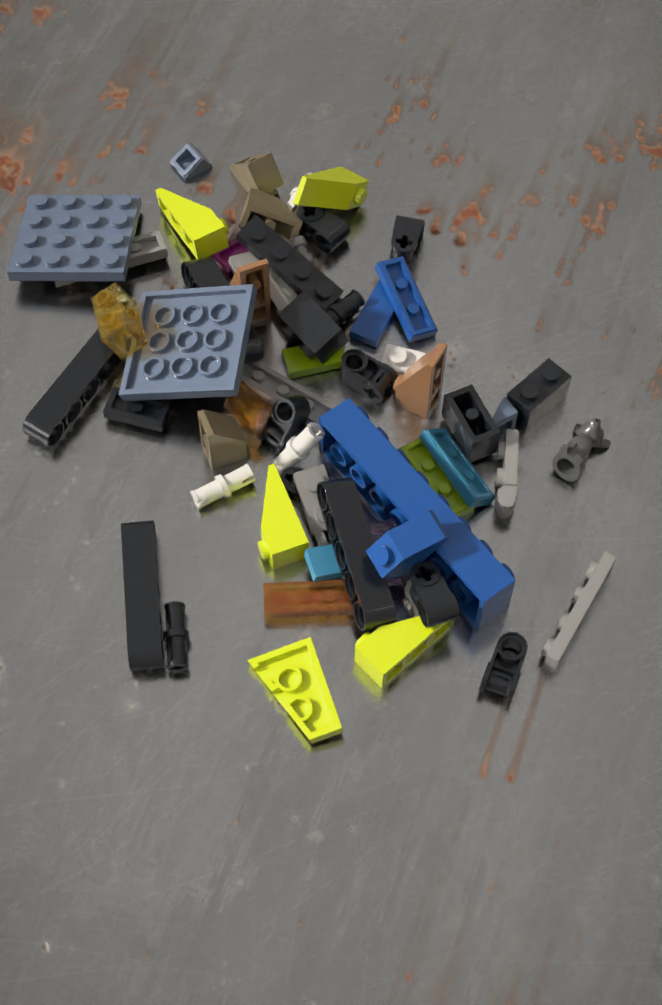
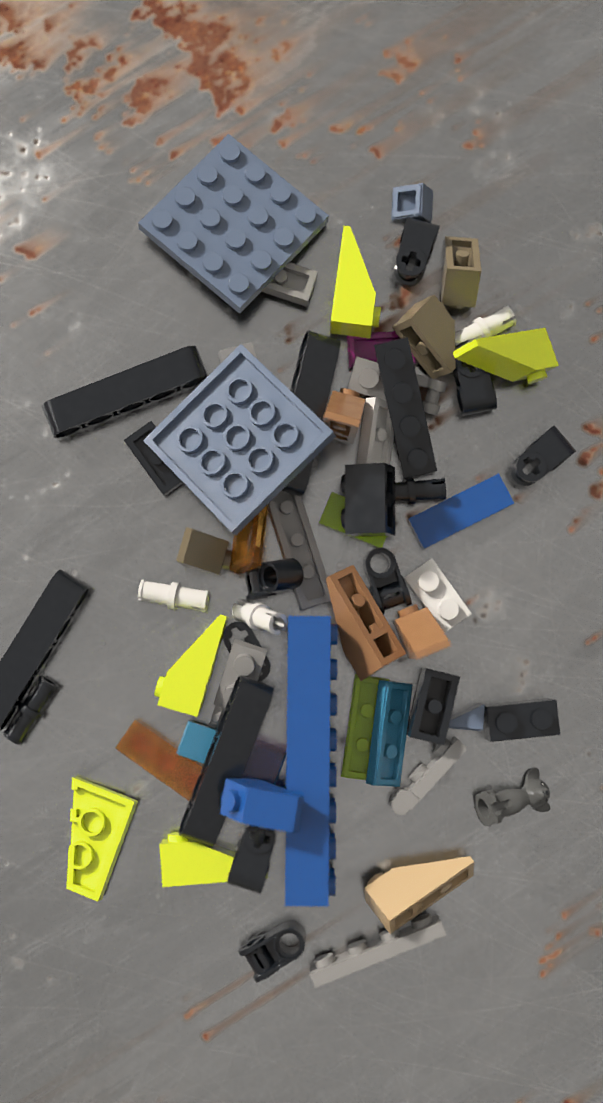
camera: 35 degrees right, 25 degrees up
(119, 321) = (191, 367): clear yellow brick -> none
(215, 182) = (415, 248): none -> black piece
(390, 411) = (361, 624): none -> medium nougat slope
(406, 299) = (486, 524): blue tile -> none
(566, 548) = (413, 888): none -> tan slope

